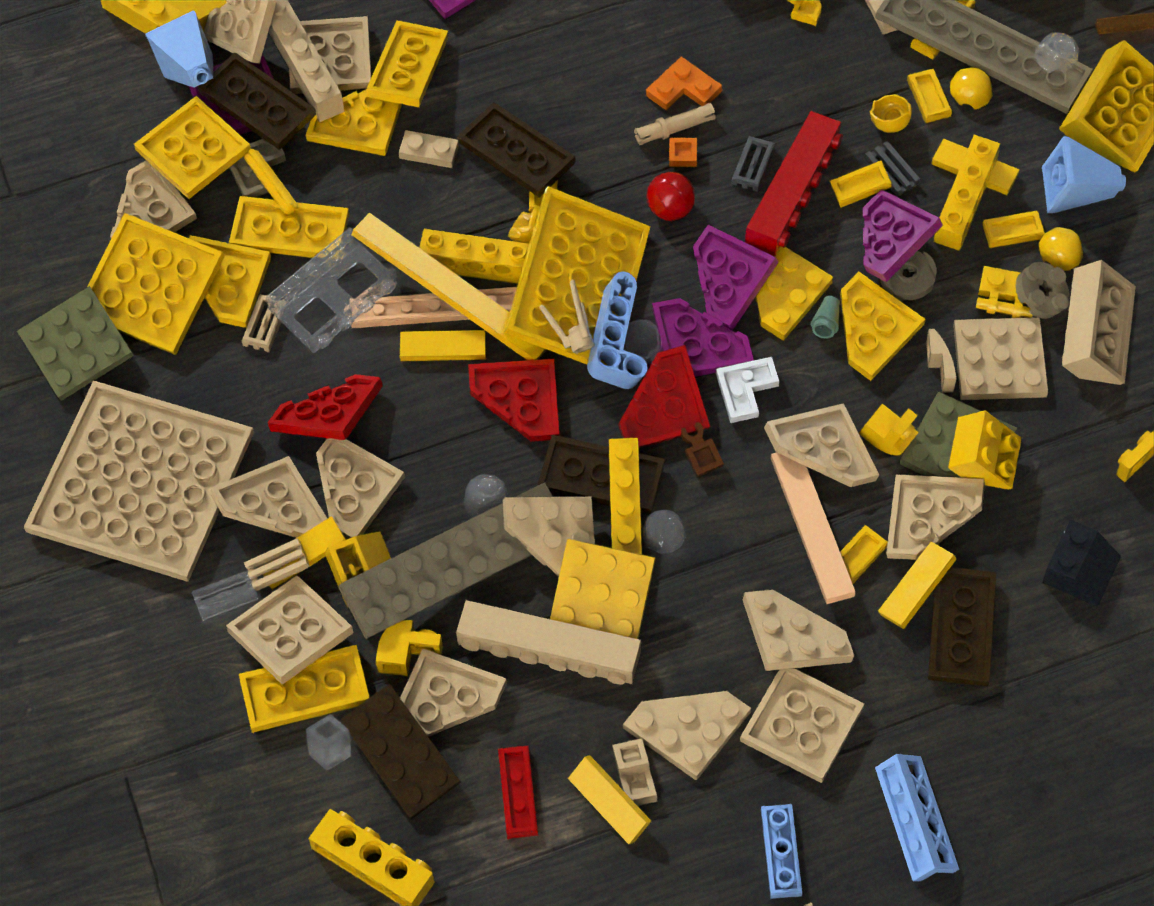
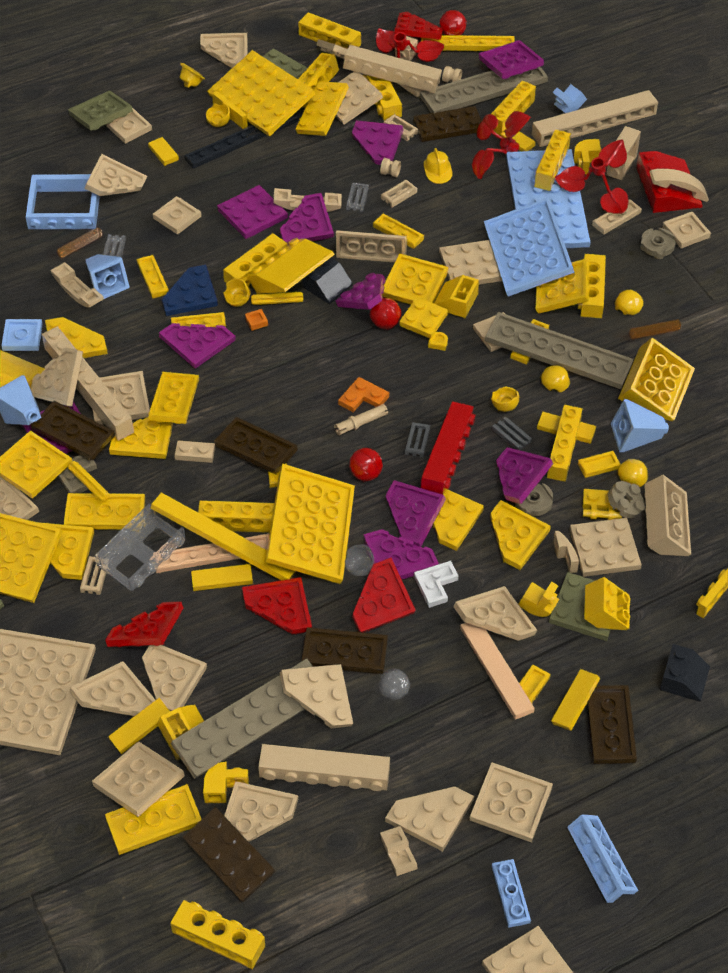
camera: 10 degrees left, 10 degrees down
(225, 605) = (90, 764): clear tile -> none
(272, 555) = (121, 732): tan tile -> none
(328, 742) = (176, 853): clear brick -> none
(484, 494) = (264, 671): clear hair -> none
(517, 792) = (316, 874): red tile -> none
(524, 226) = (268, 493): yellow hair -> none
(579, 336) = (317, 558): tan plant -> none
(602, 588) = (358, 724): yellow plate -> none
(609, 799) = (383, 871): yellow tile -> none
(615, 327) = (338, 571): light blue beam -> none
(625, 495) = (367, 682): yellow plate -> none
(683, 152) = (369, 436): orange plate -> none
(702, 454) = (413, 629): reddish brown plate -> none
(793, 635) = (495, 743): tan plate -> none
(826, 319) = (483, 534): sand green cone -> none
(861, 184) = (492, 445): yellow tile -> none
(929, 95) = (528, 386): yellow tile -> none
(929, 511) = (575, 650): tan plate -> none
(1057, 52) = (609, 350): clear hair -> none

